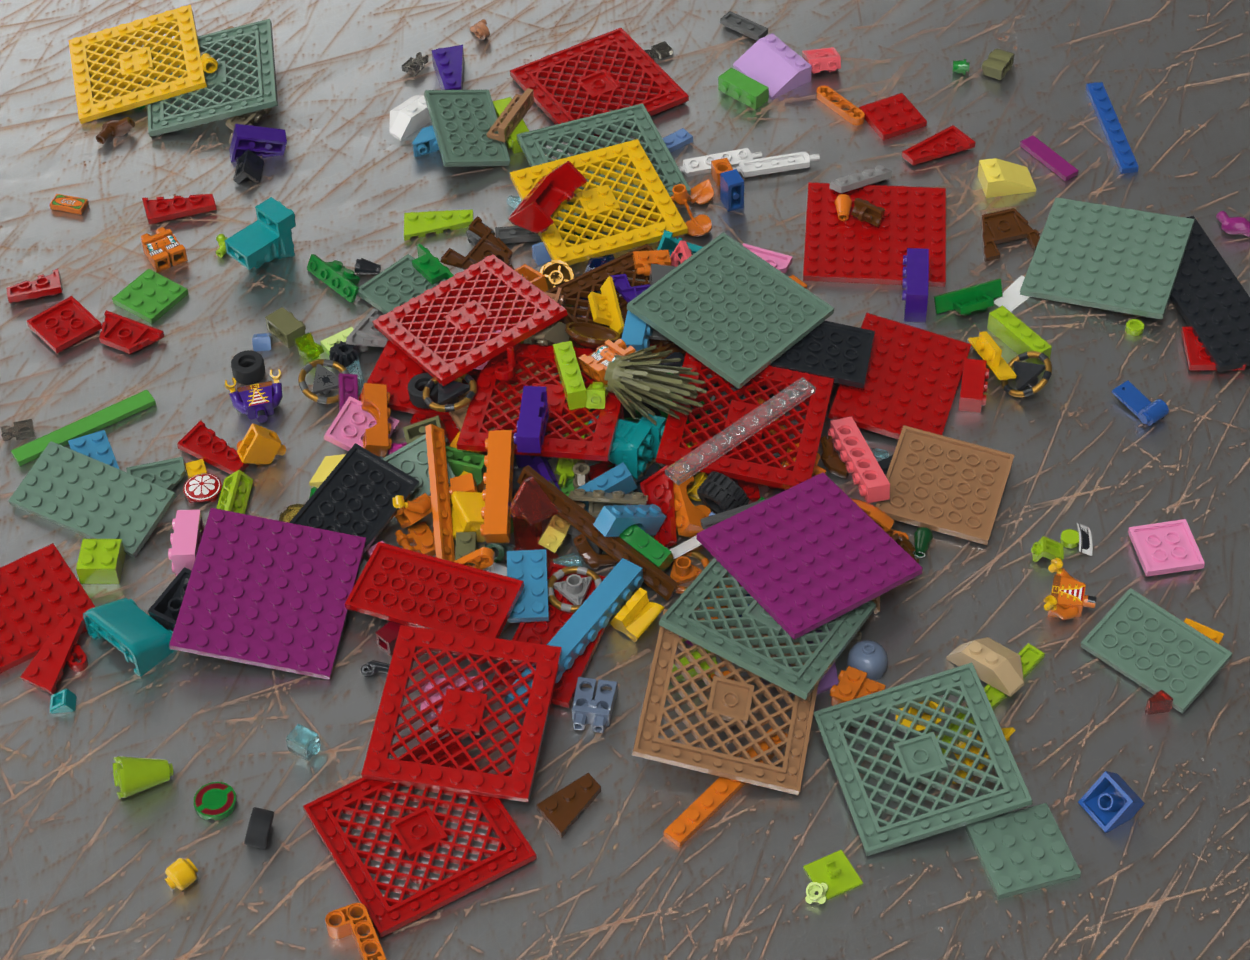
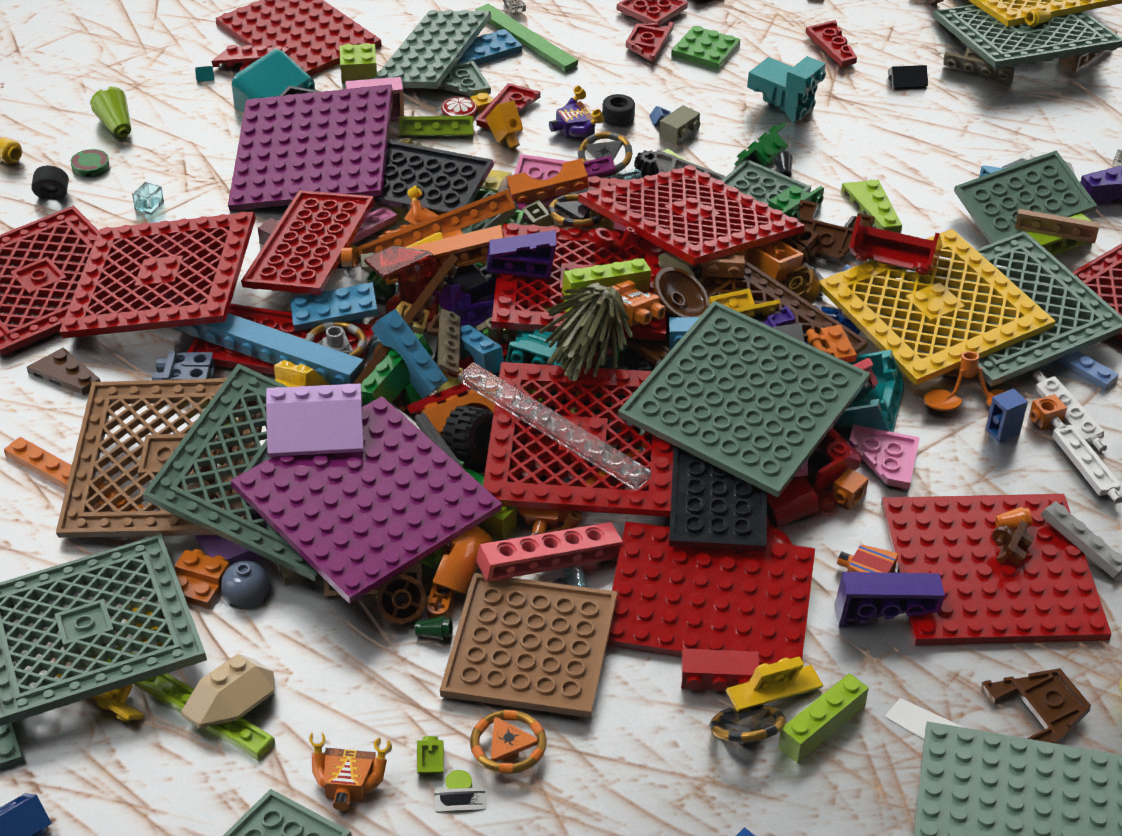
camera: 80 degrees right, 5 degrees down
(163, 248) = (768, 41): orange hips -> none
(259, 140) = (944, 70): dark purple wedge -> none
(307, 347) = (656, 142): clear neon green bracket -> none
(739, 569) = (314, 420): none -> lavender slope
(879, 293) = (869, 560): none -> torso
(970, 298) = (888, 665): green bracket -> none
(1040, 503) = (508, 741): none -> orange piece

